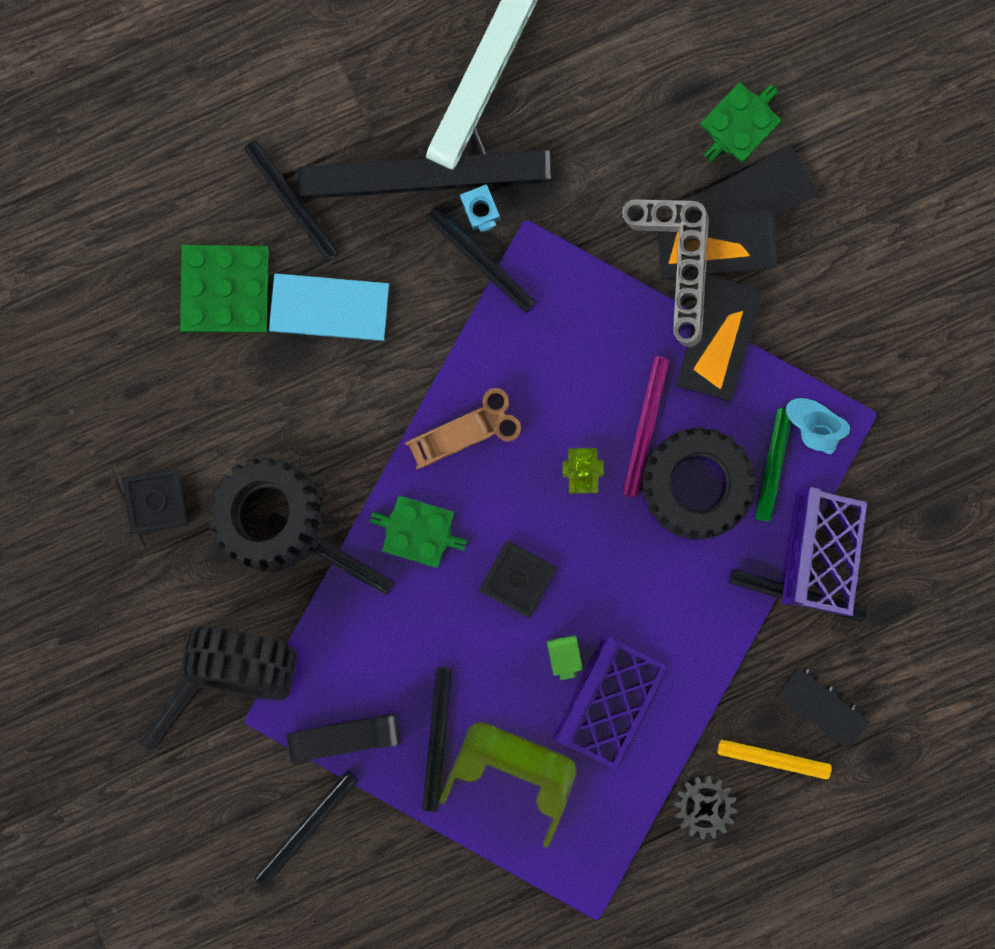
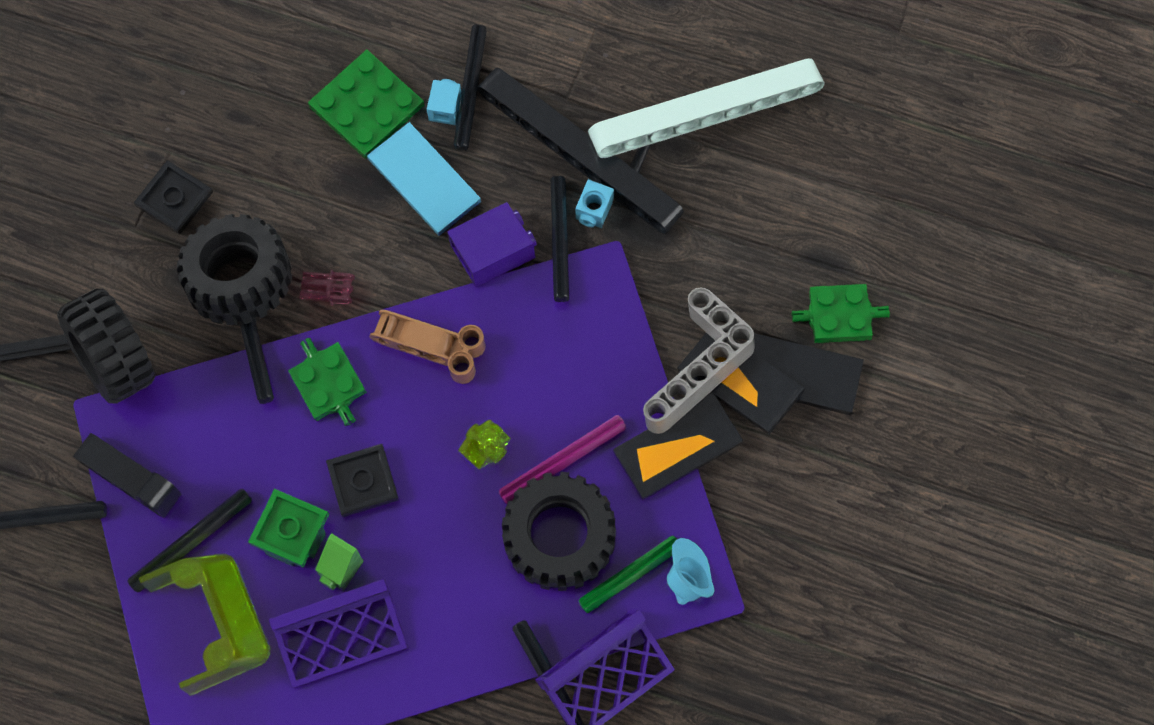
camera: 40 degrees right, 15 degrees down
(285, 231) = (444, 101): none -> medium azure brick
(358, 448) = (323, 287): none -> clear pink arm
(435, 311) = (492, 244): none -> dark purple brick
(504, 664) = (289, 529): none -> green panel

